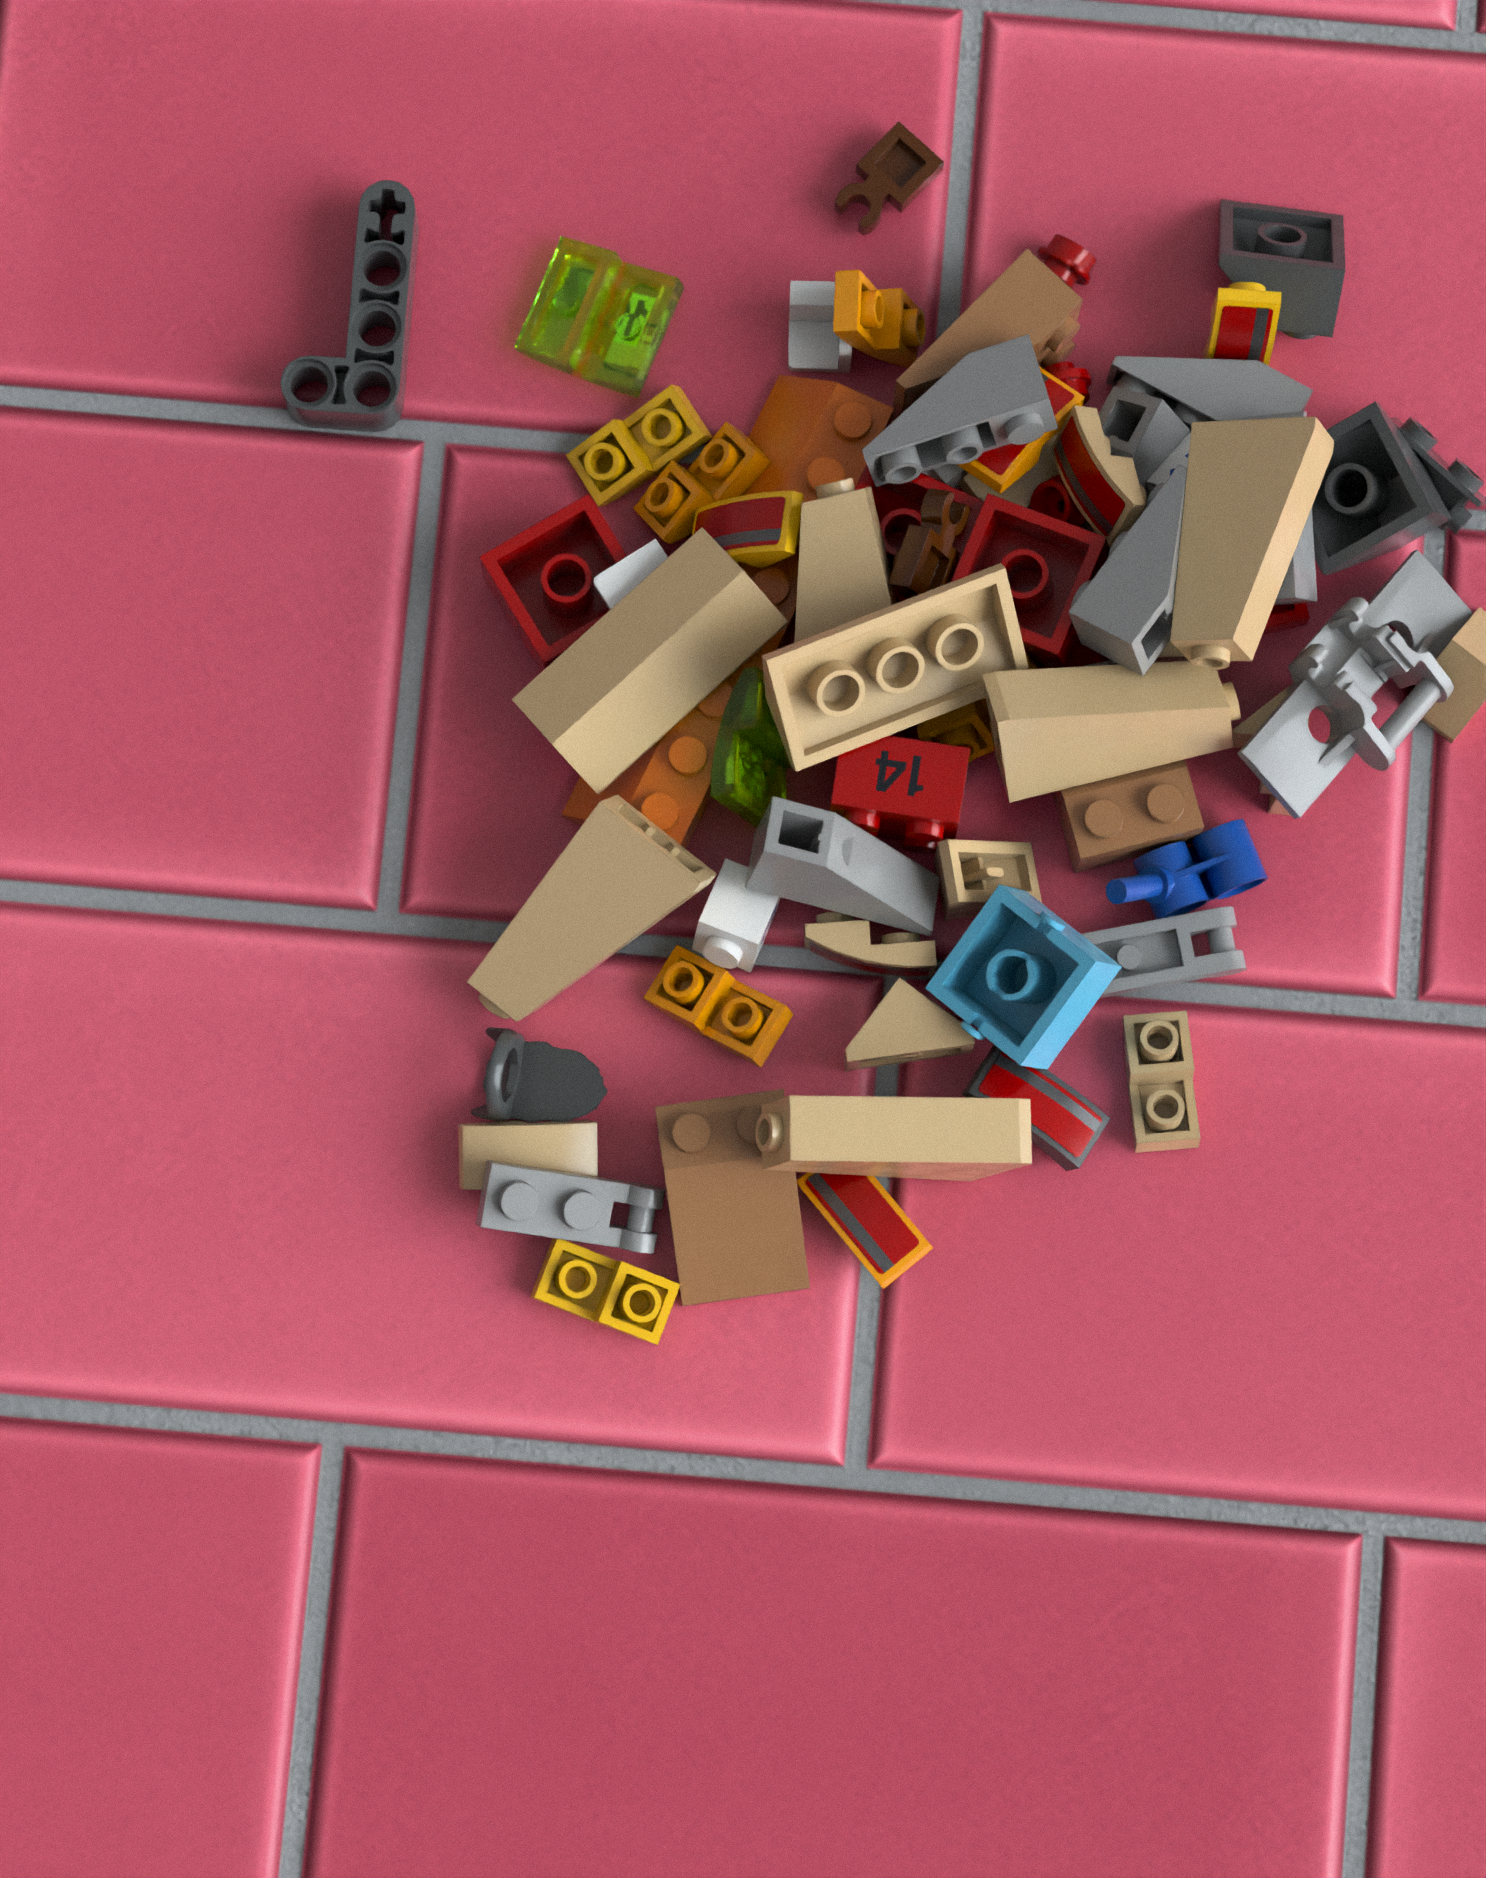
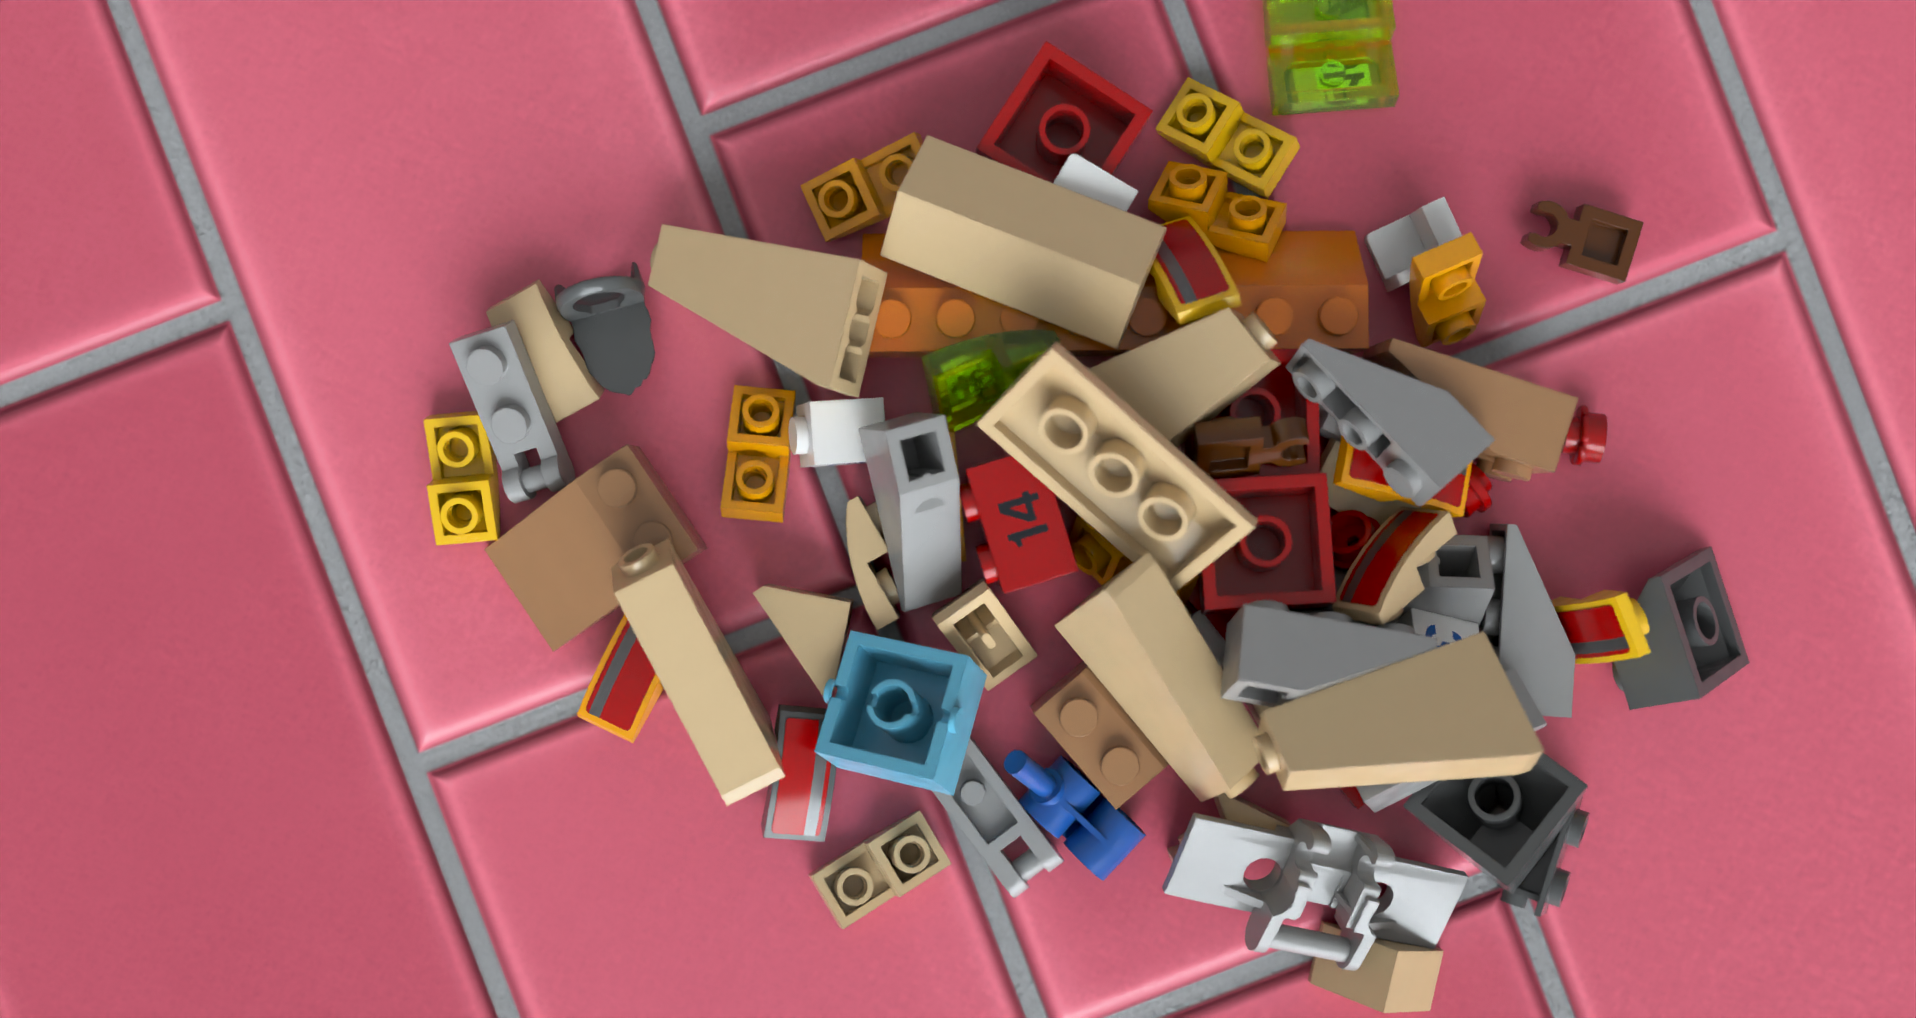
camera: 65 degrees right, 10 degrees up
(522, 787) = (860, 190): none -> light orange slope

